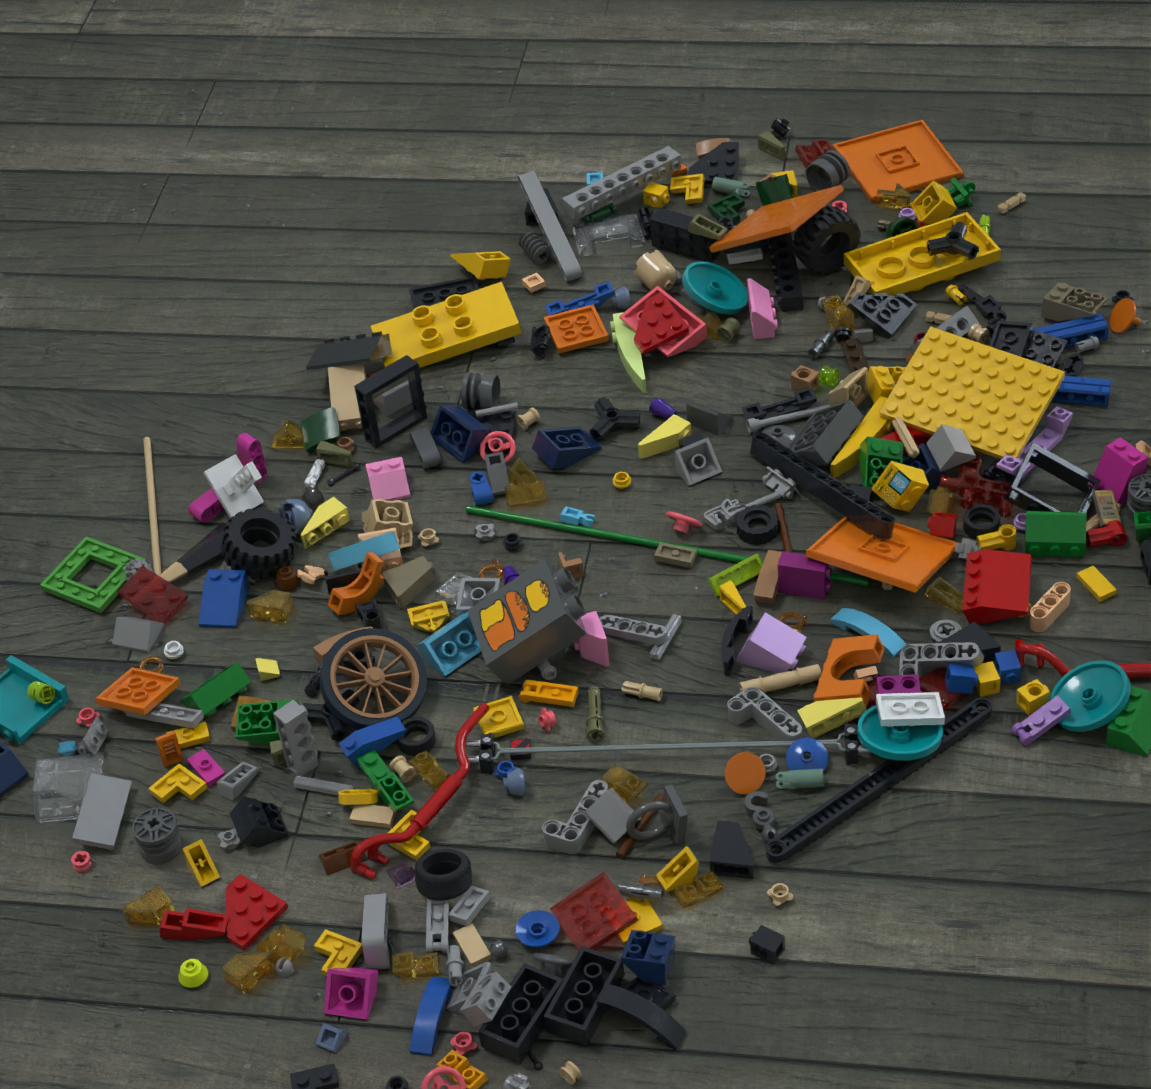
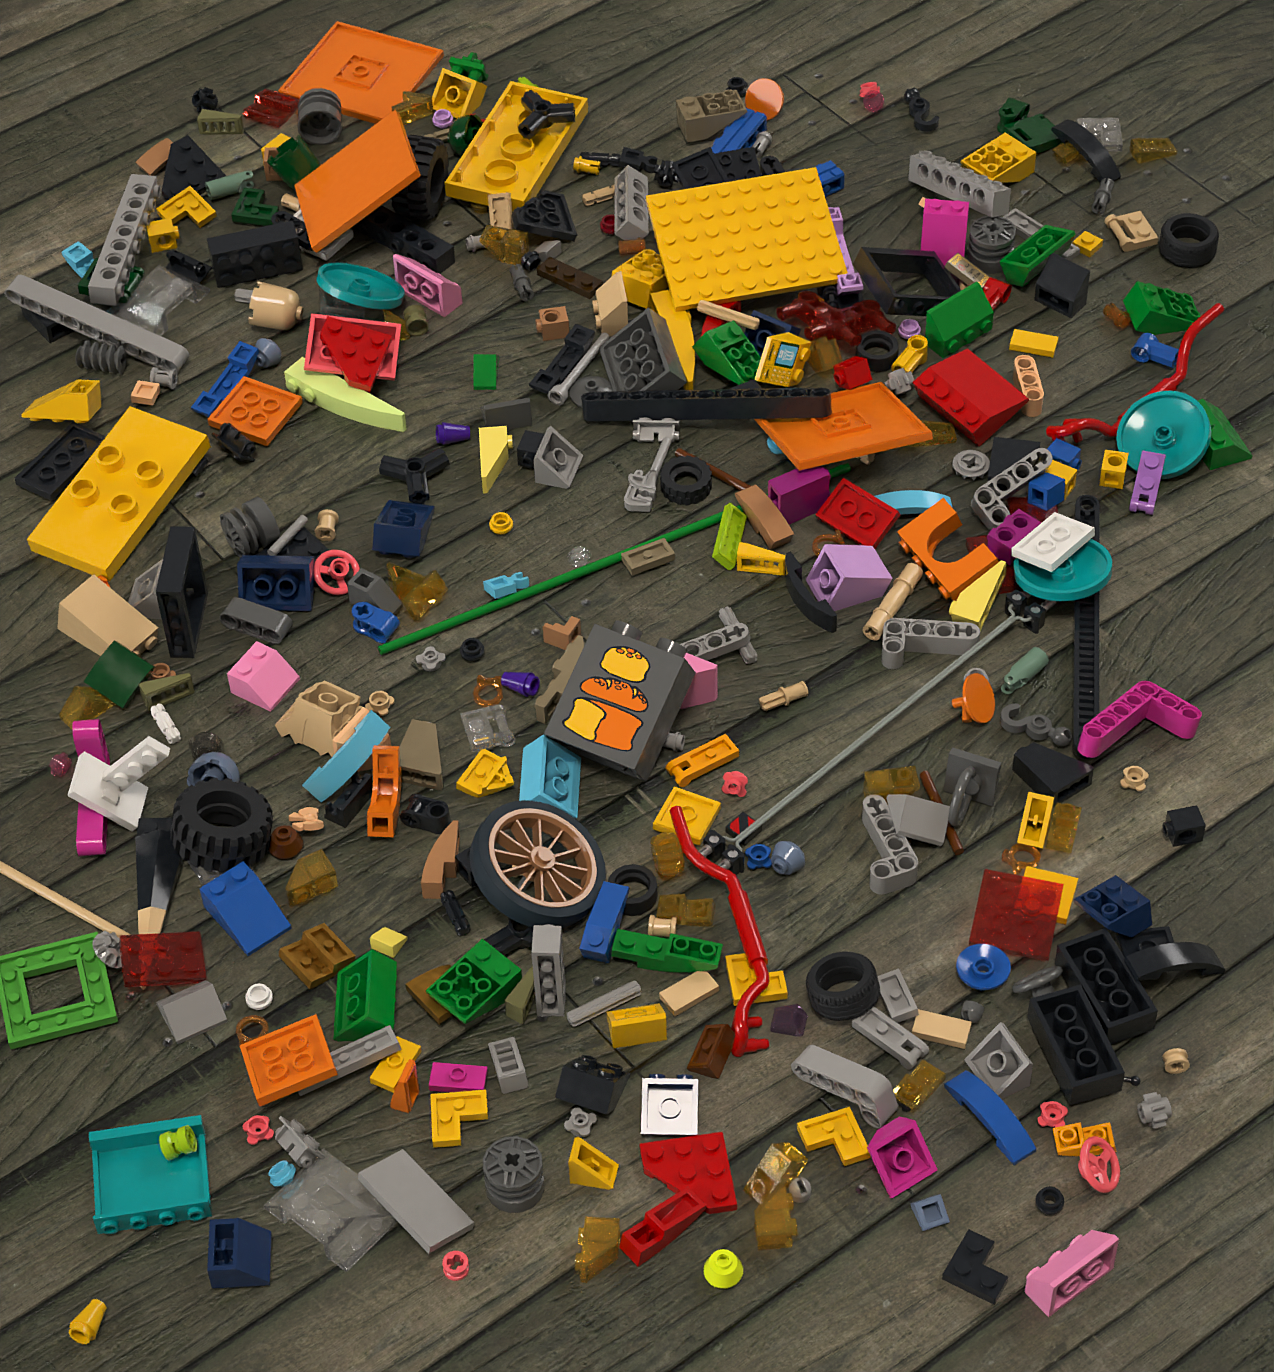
camera: 50 degrees left, 5 degrees up
(226, 650) = (317, 956): none -> pearl gold slope
(277, 865) = (669, 1106): none -> plate
(321, 809) = (637, 1025): none -> yellow slope
(324, 521) = (248, 752): light yellow slope -> none
(331, 482) = (193, 721): black hinge -> none
(350, 351) = (55, 574): black slope -> none
(358, 796) = (657, 984): yellow beam -> none
(450, 727) = (667, 854): none -> clear yellow gear
(454, 965) = (956, 1056): light grey pin -> none
(475, 590) = (523, 716): light grey slope -> none
(485, 999) = (1047, 1053): light grey brick -> none
(553, 279) = (164, 378): none -> light grey bush
(594, 720) = (779, 752): olive pin -> none
(637, 528) = (579, 556): none -> clear plate
(641, 892) = (1033, 862): dark grey pin -> none
(682, 522) = (618, 521): coral piece -> none
(703, 226) = (287, 230): olive slope -> none
(731, 384) = (485, 371): none -> green slope
(798, 748) = (997, 652): blue dish -> none
(819, 848) = (1139, 702): none -> dark pink beam
(826, 613) = (857, 514): none -> red plate
(829, 375) = (571, 304): clear neon green wheel -> none
(866, 674) = (958, 544): light nougat plate -> none
(950, 447) = (785, 300): light grey slope -> none
(978, 334) = (656, 186): tan wheel -> none
(1011, 203) = (524, 55): tan axle -> none

